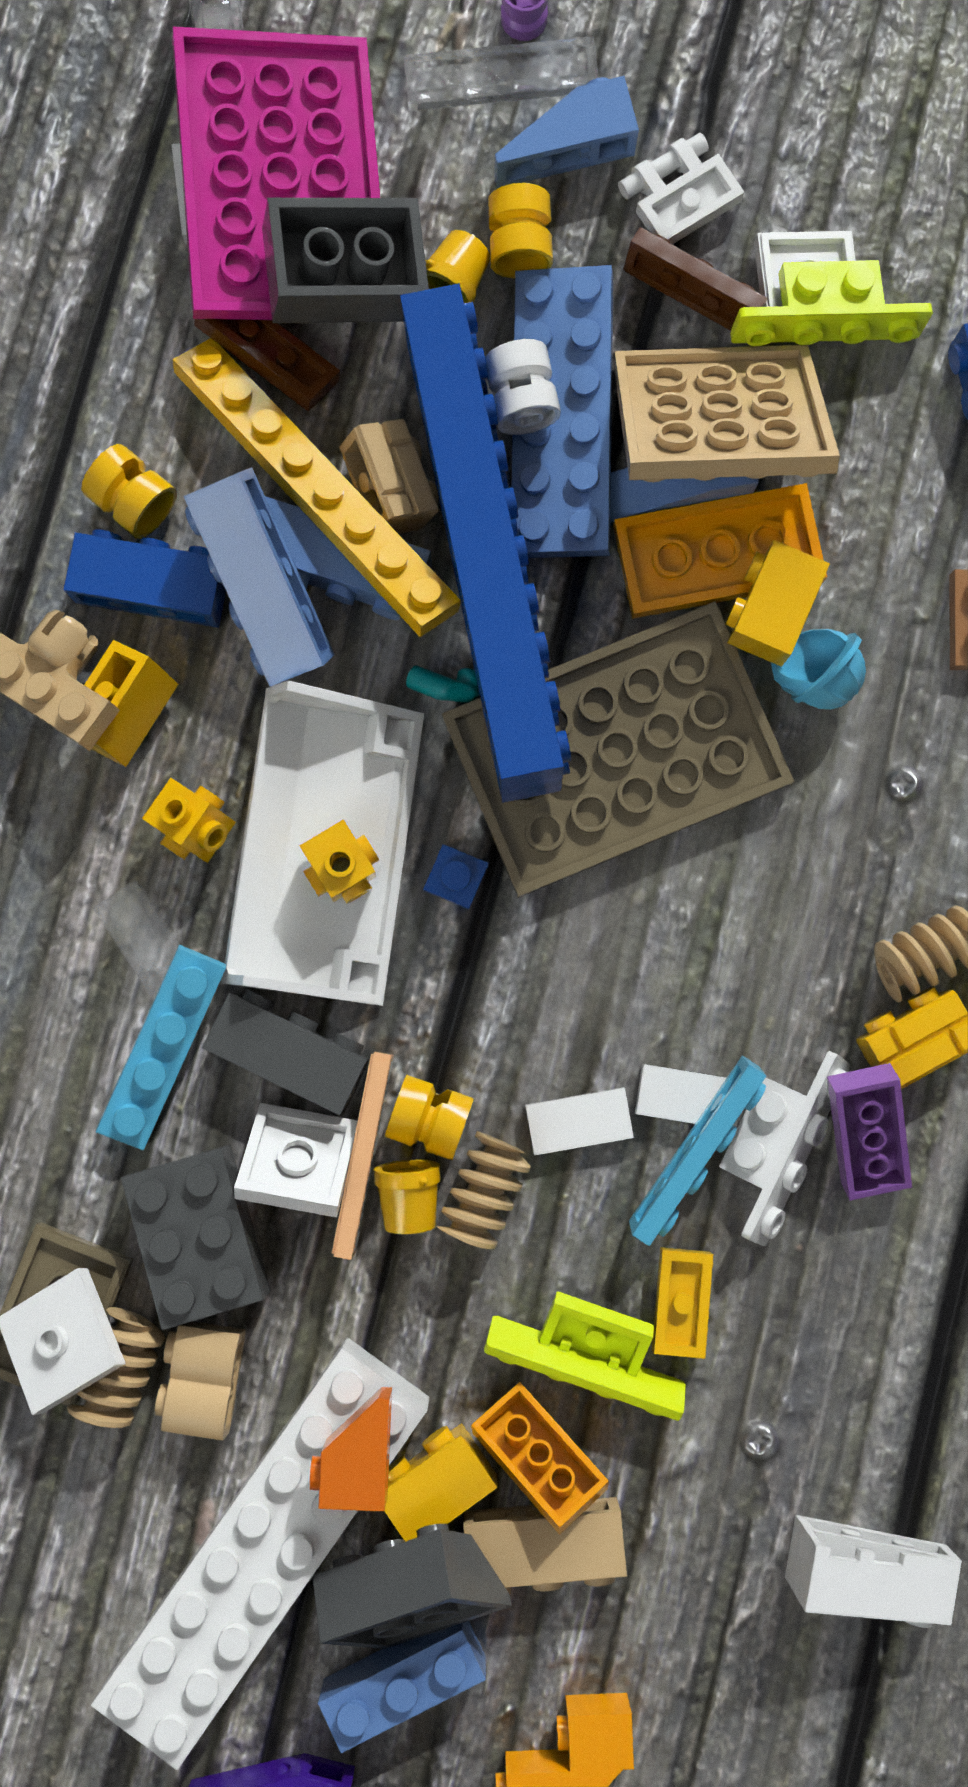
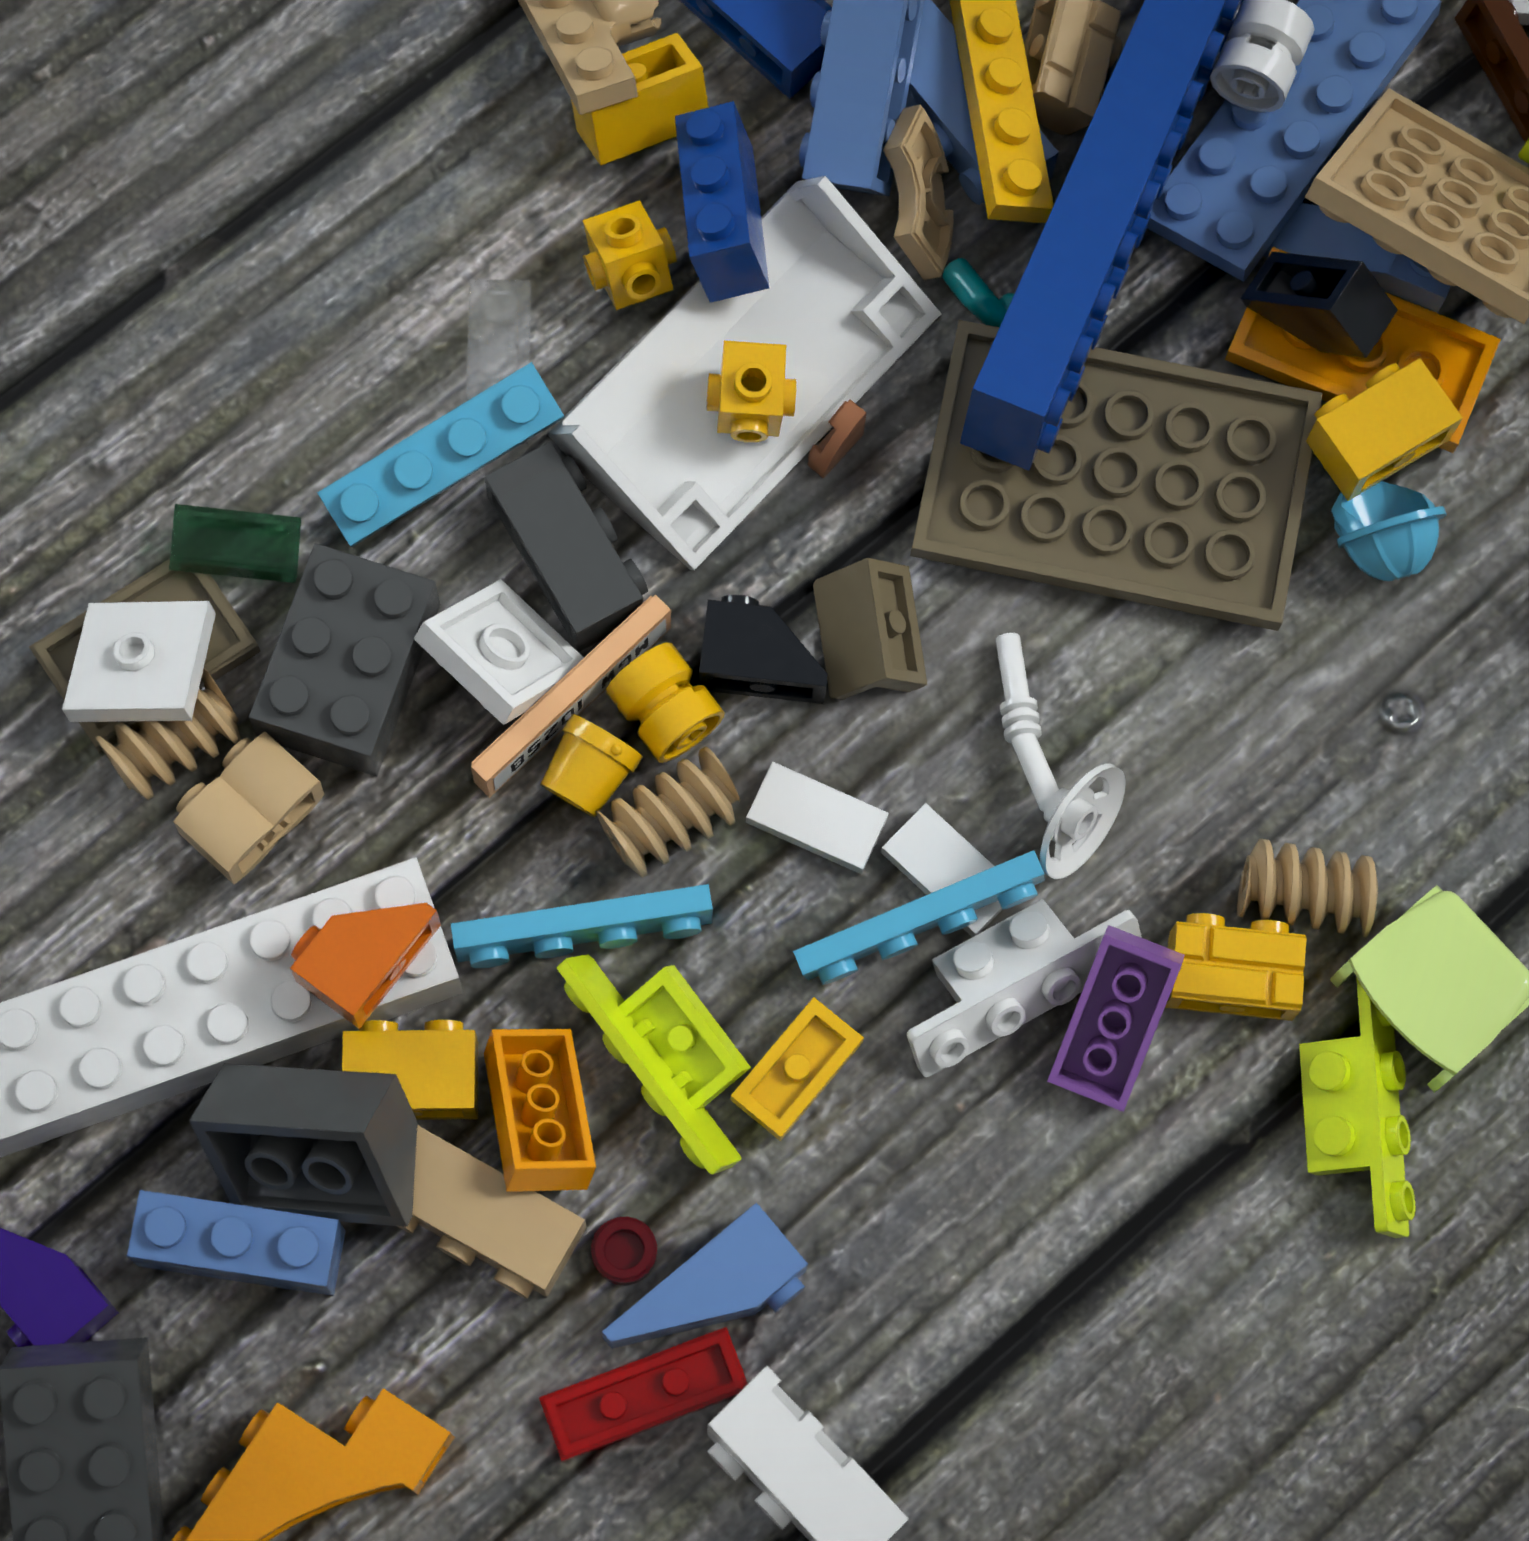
camera: 30 degrees right, 10 degrees down
(64, 1203) = (235, 543): none -> clear green tile
(227, 743) = (721, 202): none -> blue brick
(339, 621) = (917, 162): none -> tan tile
(416, 852) = (847, 430): none -> nougat tile
(455, 877) = (860, 493): blue plate -> none
(462, 1040) = (756, 654): none -> black slope
(464, 1323) = (556, 930): none -> medium azure plate
(527, 969) = (869, 629): none -> dark tan panel
(652, 1497) = (624, 1250): none -> dark red tile
(677, 540) = (1322, 302): none -> black slope
(729, 1583) = (643, 1394): none -> red tile
(732, 1482) = (724, 1281): none -> medium blue slope
(749, 1012) = (1070, 813): none -> white dish

